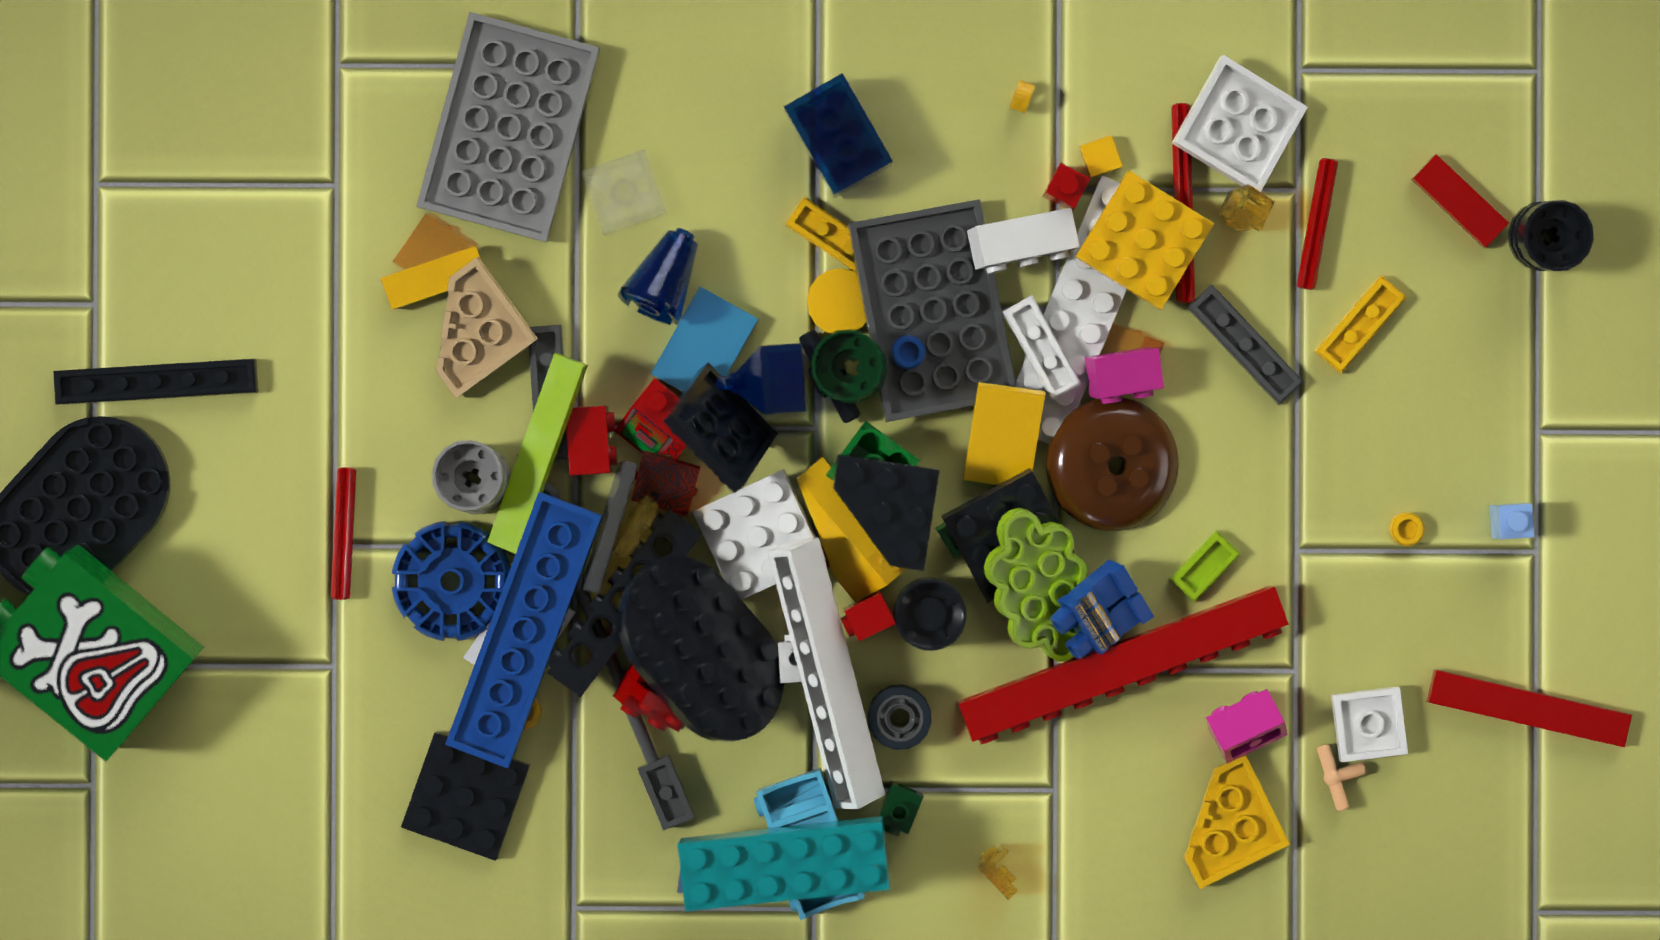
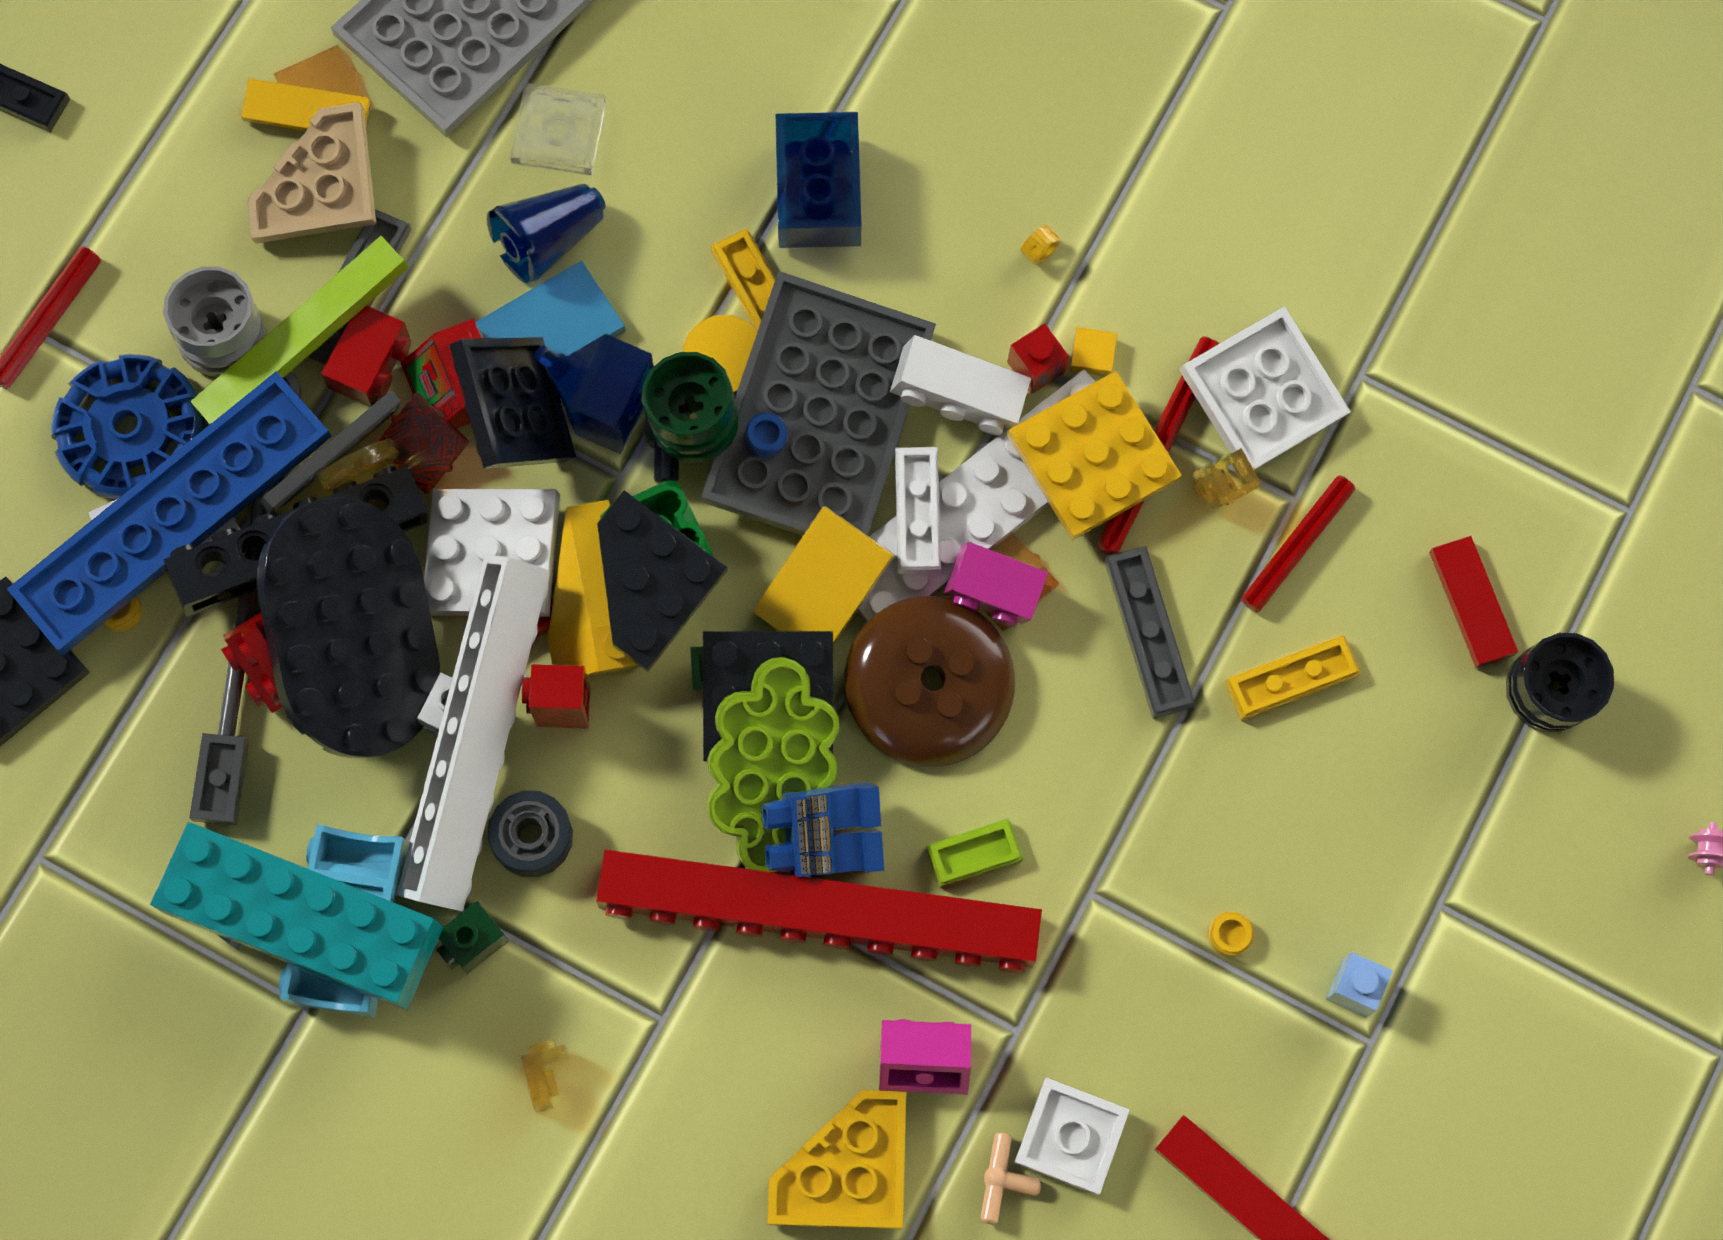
camera: 25 degrees right, 15 degrees down
(929, 613) = (629, 729): black wheel -> none

